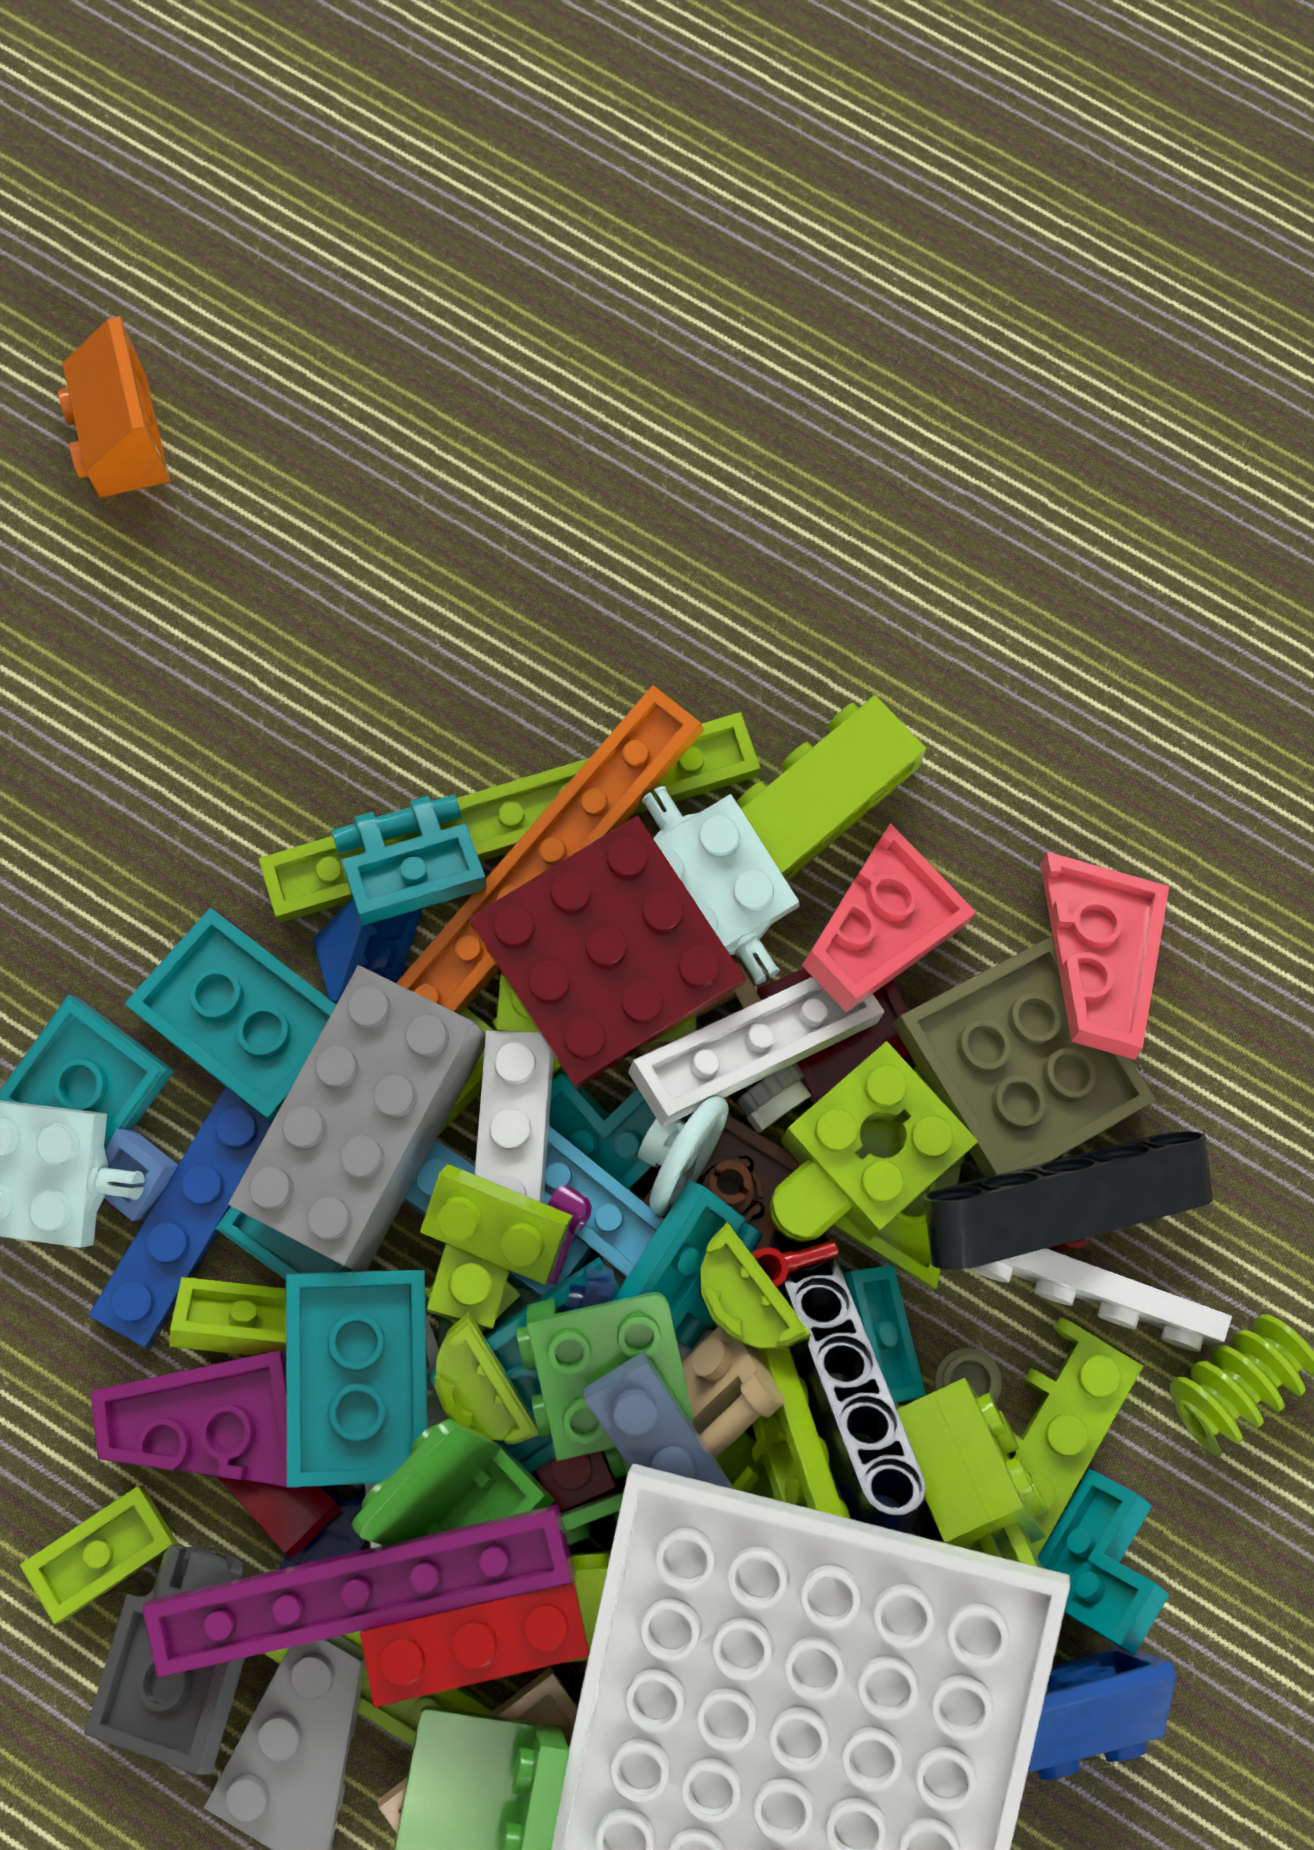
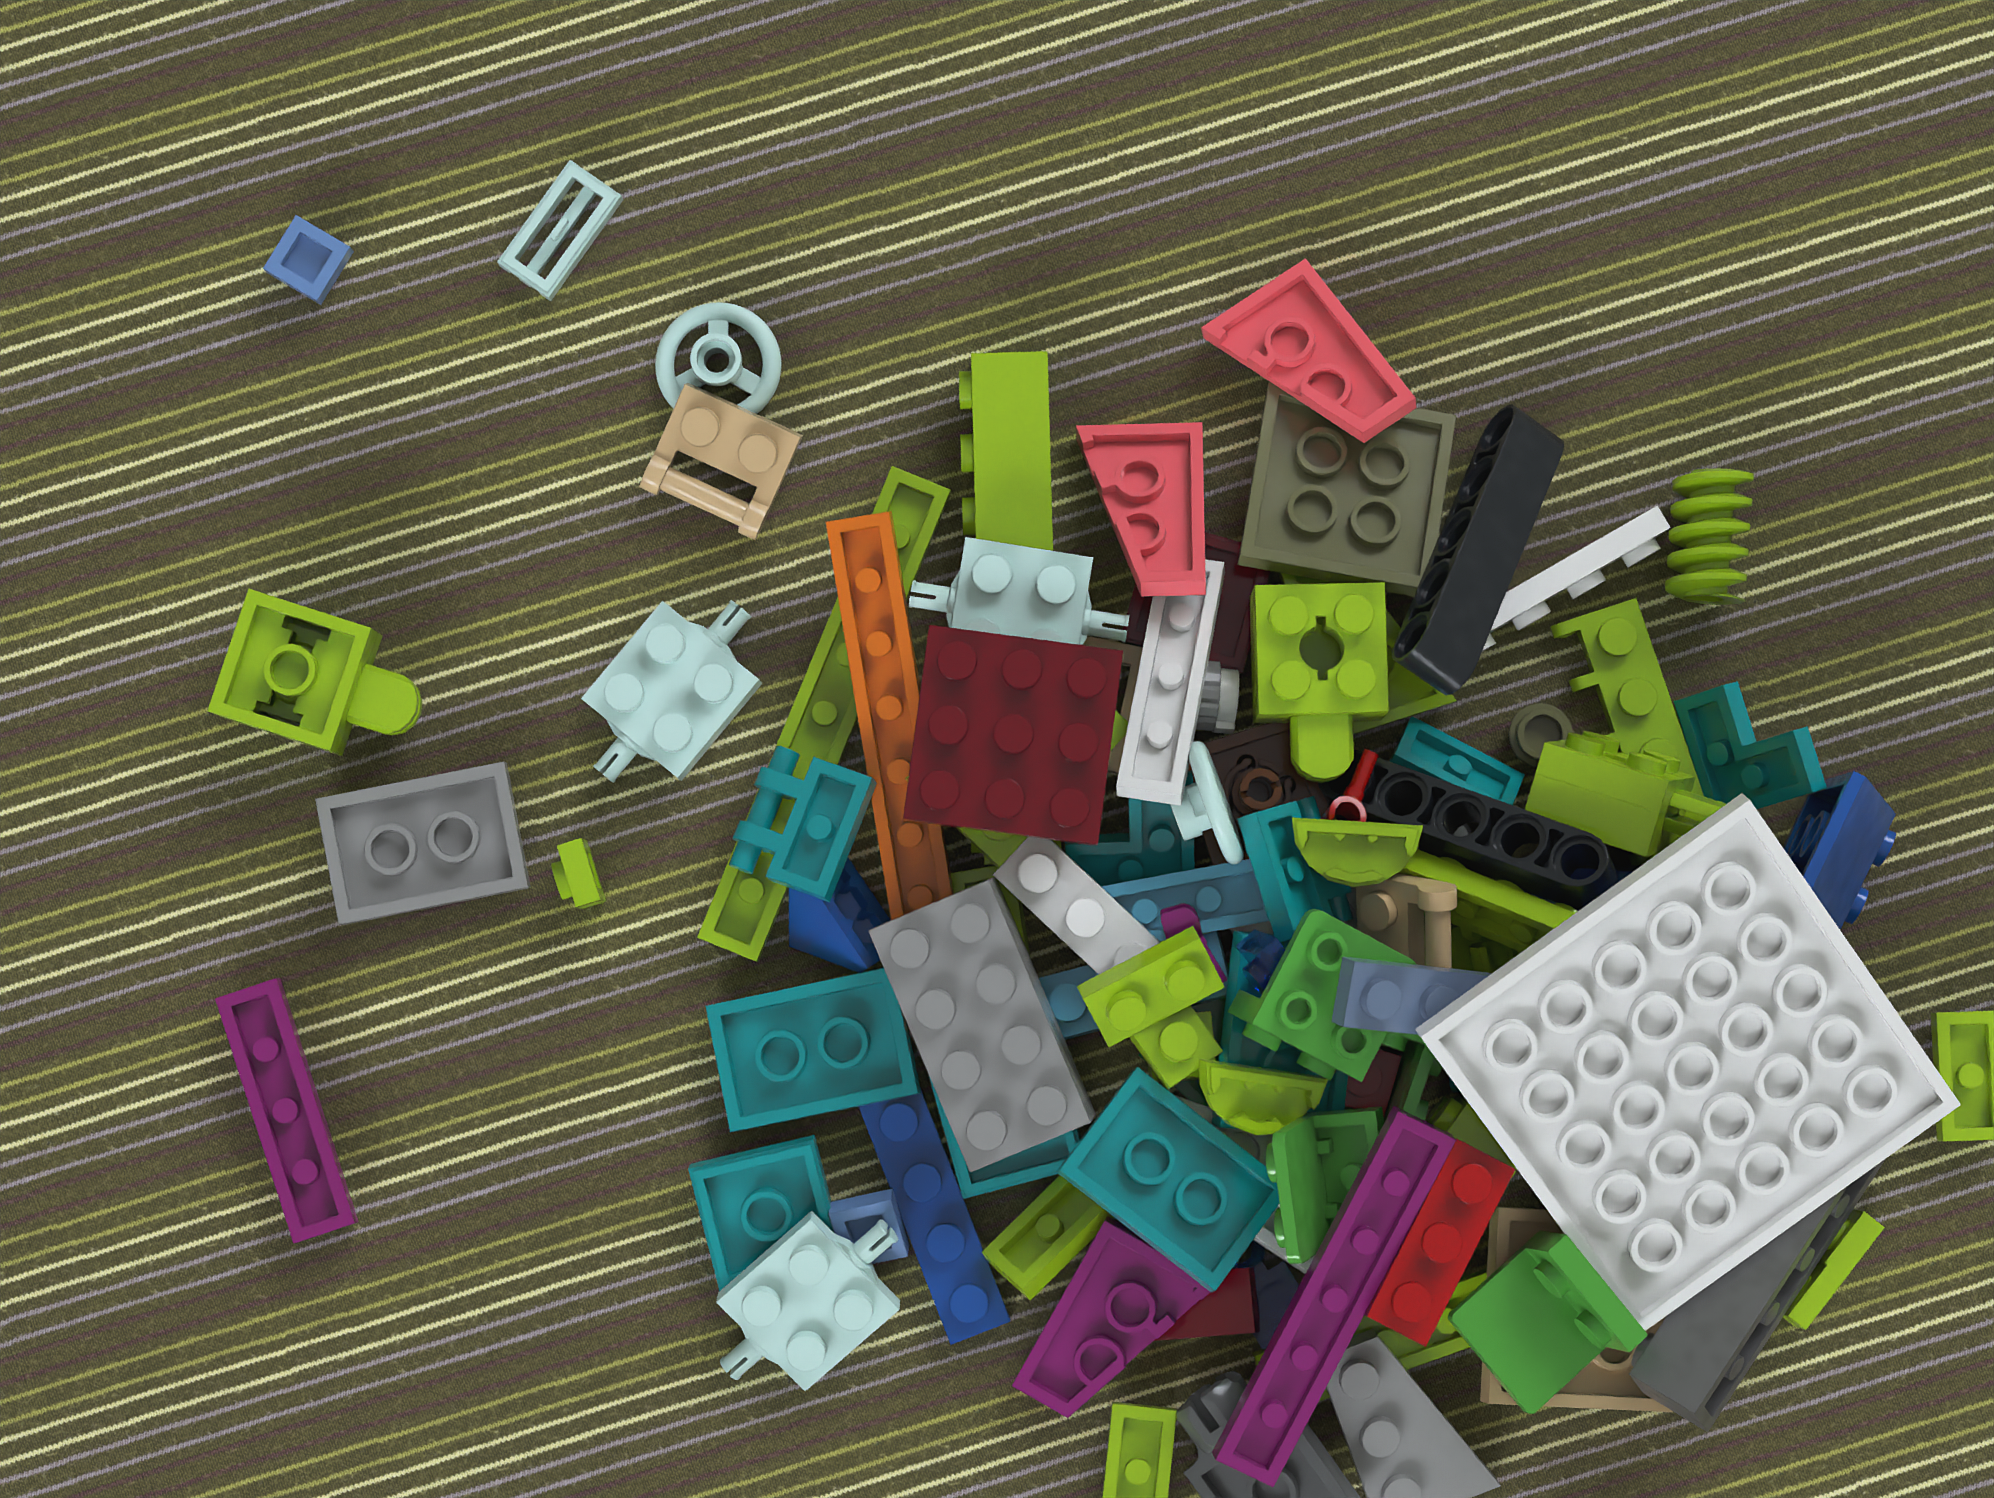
camera: 50 degrees left, 10 degrees up
(112, 414) = (214, 758): orange slope -> none
(171, 610) = (422, 843): none -> light grey plate
(226, 430) = (309, 677): none -> lime brick
(238, 736) = (577, 874): none -> lime plate
(435, 695) = (671, 690): none -> light aqua plate
(535, 206) = (308, 259): none -> medium blue plate
(657, 587) = (730, 441): none -> tan plate
(707, 514) = (717, 341): none -> light aqua piece
(710, 365) = (530, 275): none -> light aqua tile

